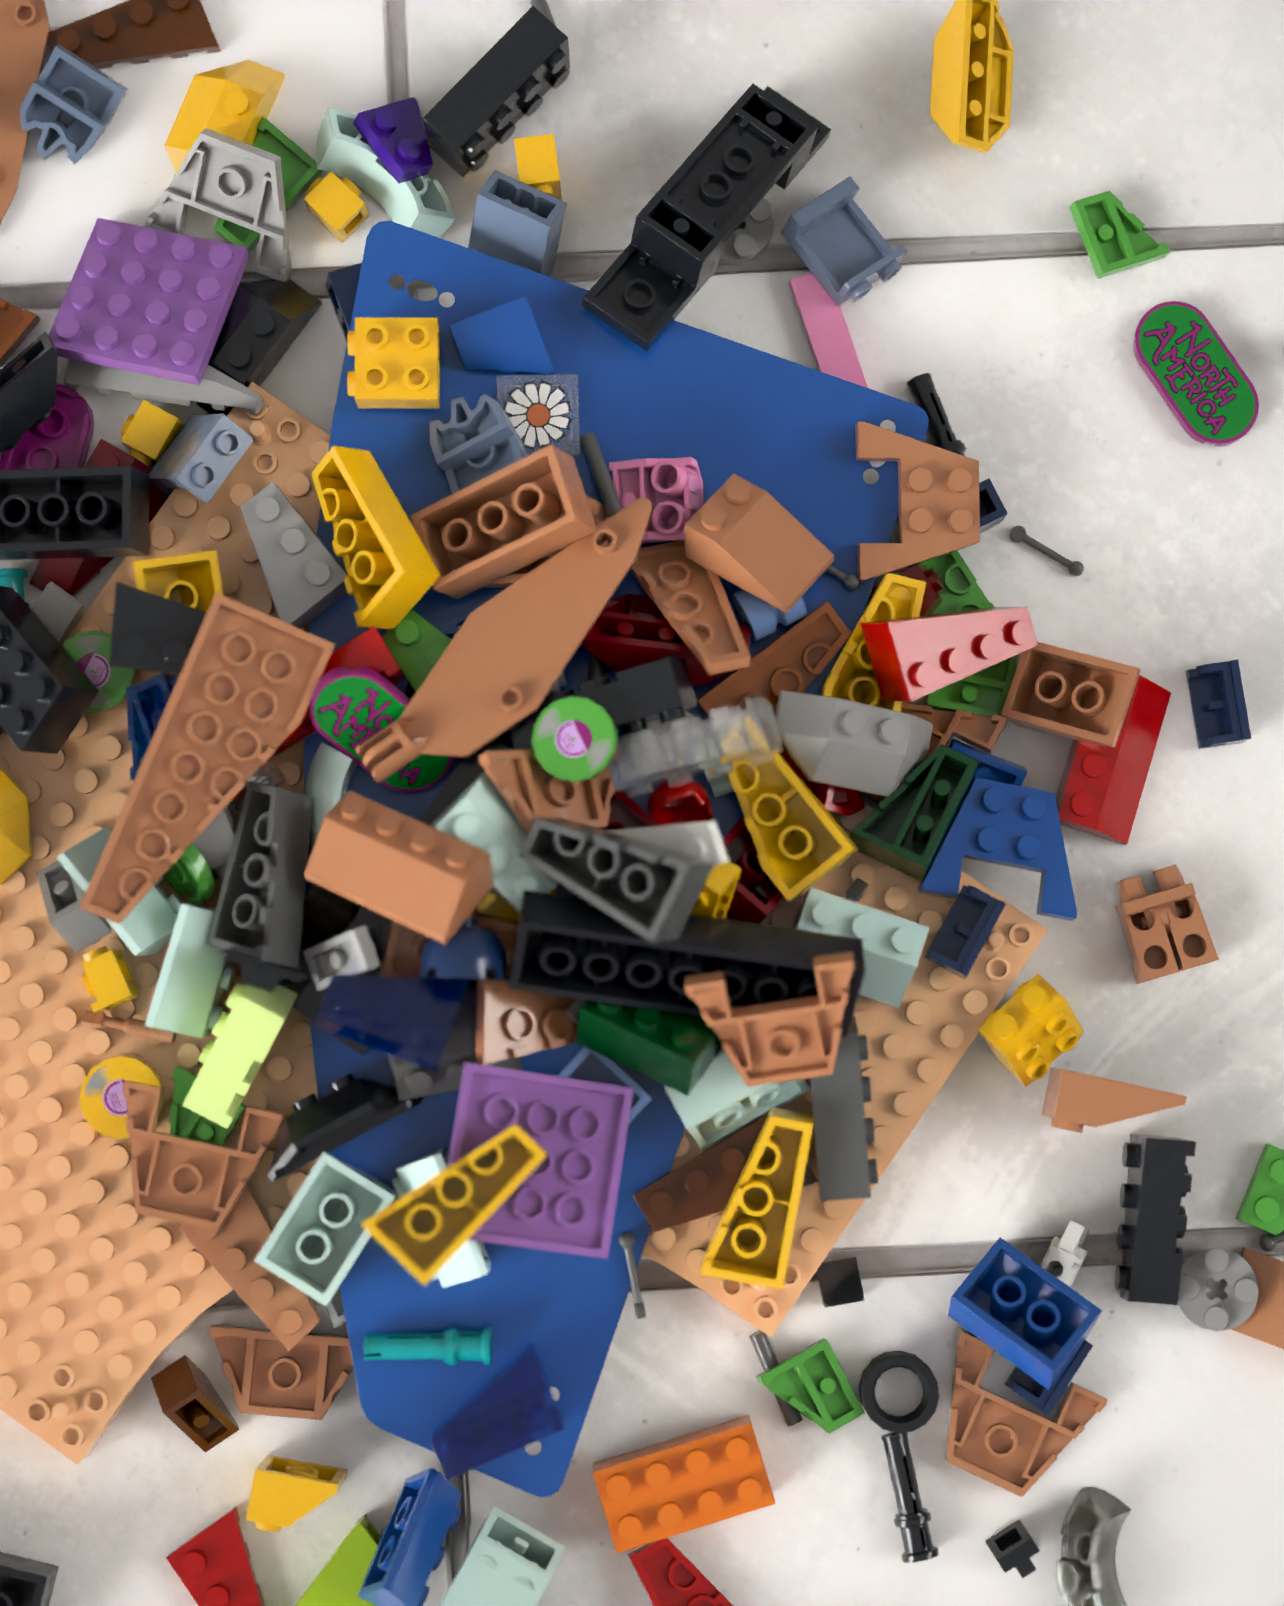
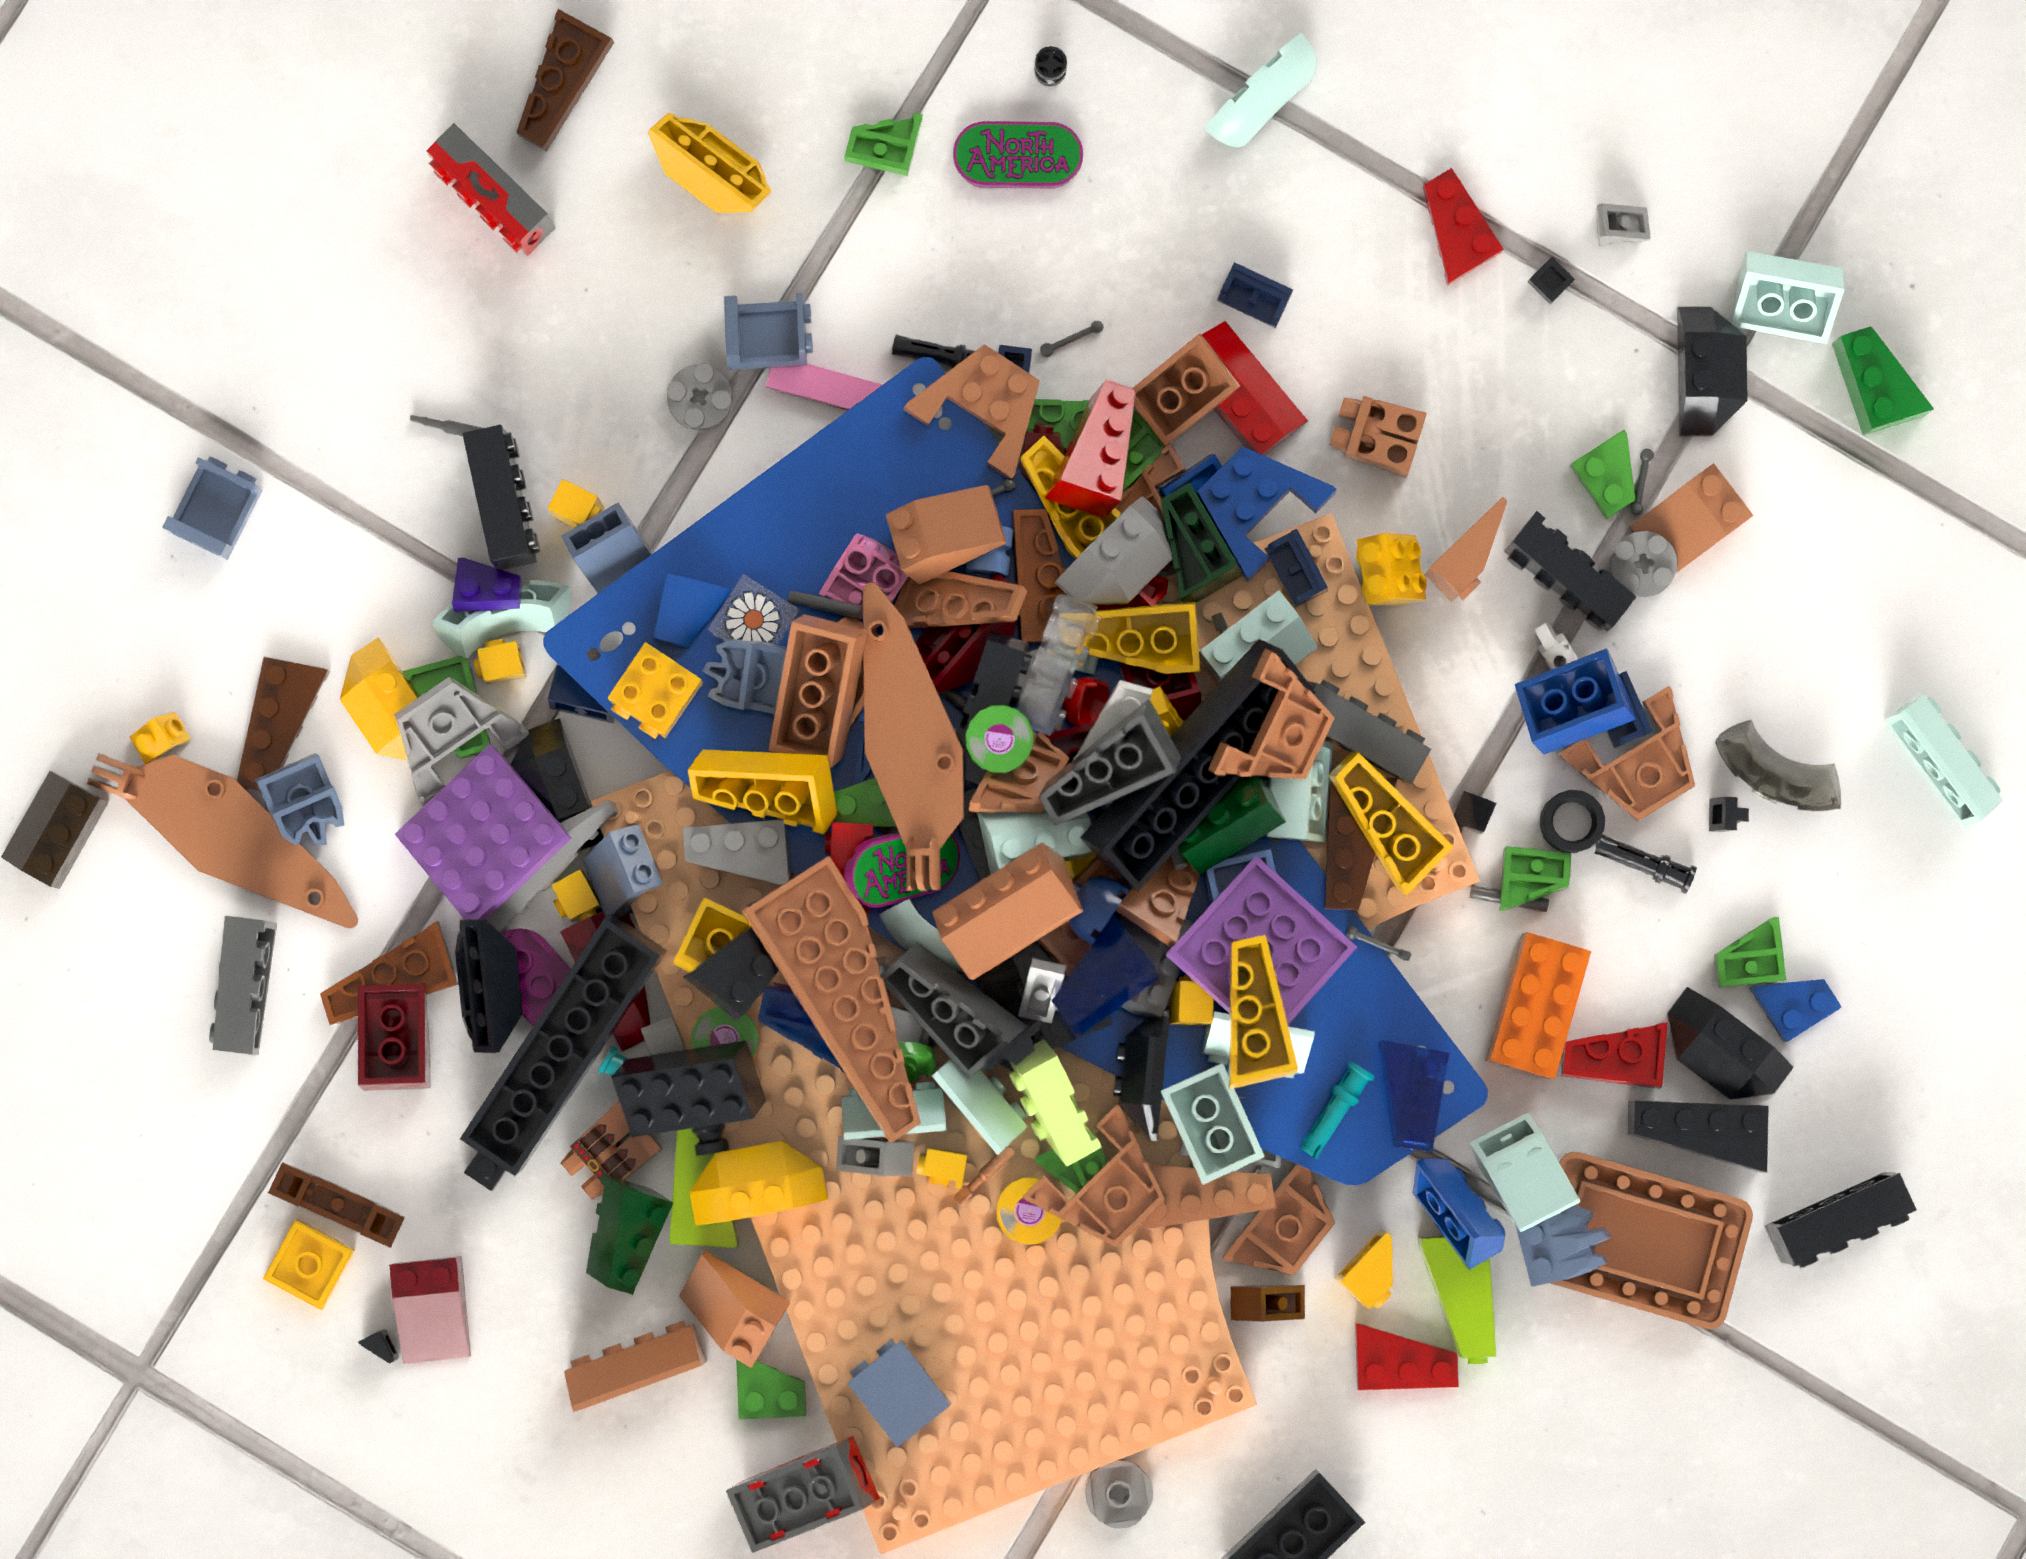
camera: 60 degrees left, 0 degrees up
(433, 1122) = (1190, 1004): none -> yellow brick
(699, 208) = (687, 413): black bracket -> none

